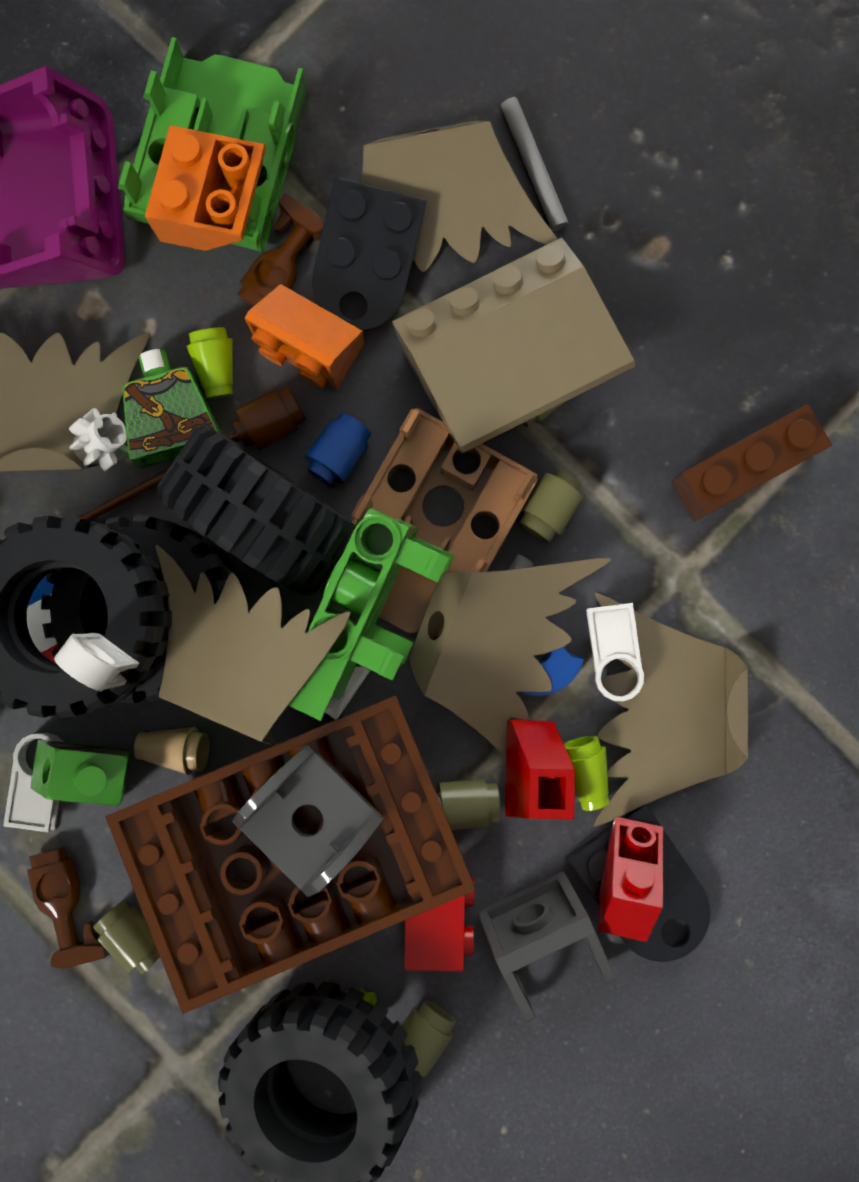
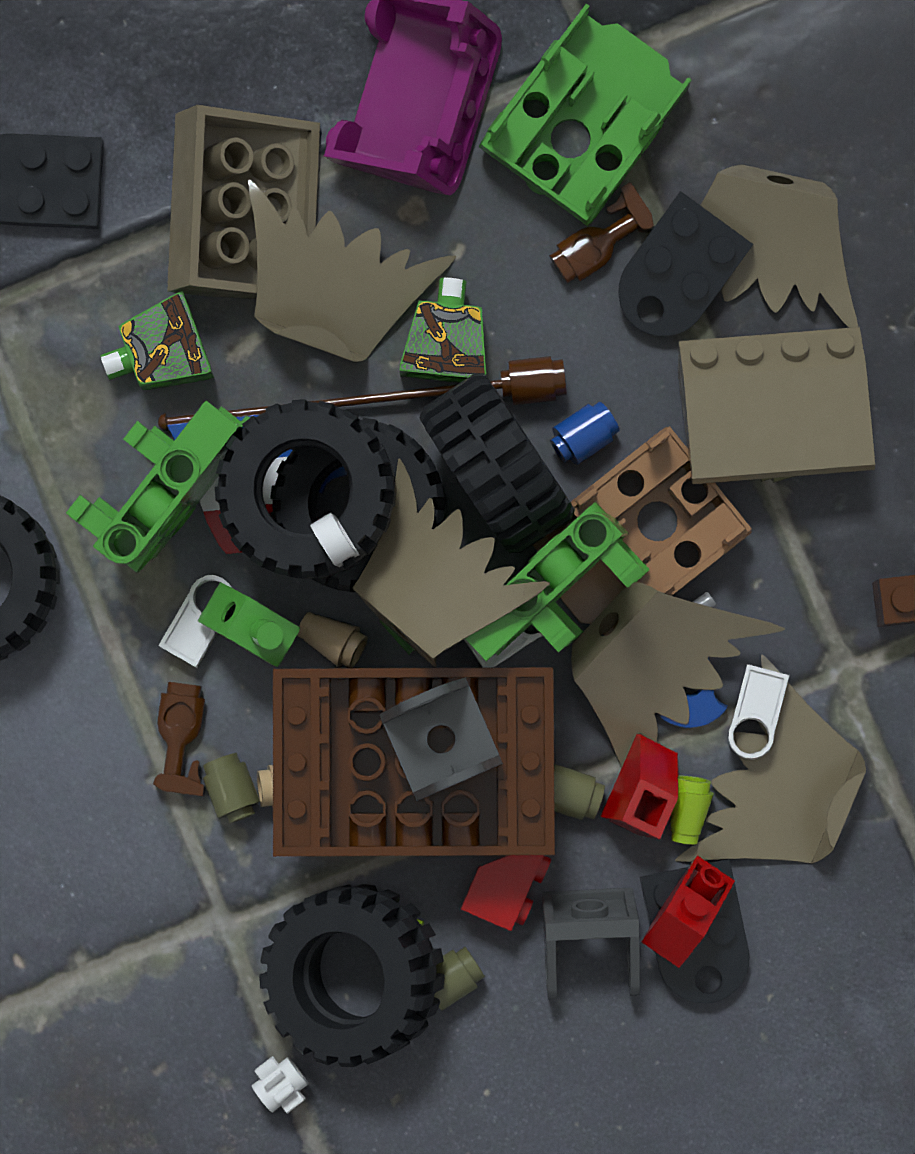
camera: 20 degrees right, 0 degrees up
(99, 439) = (378, 340): white gear -> none
(203, 188) = (564, 165): orange slope -> none
(213, 361) = (504, 308): lime cone -> none
(304, 336) = (597, 322): orange slope -> none
(534, 164) = (866, 244): light grey bar -> none
(551, 506) = (753, 561): olive brick -> none

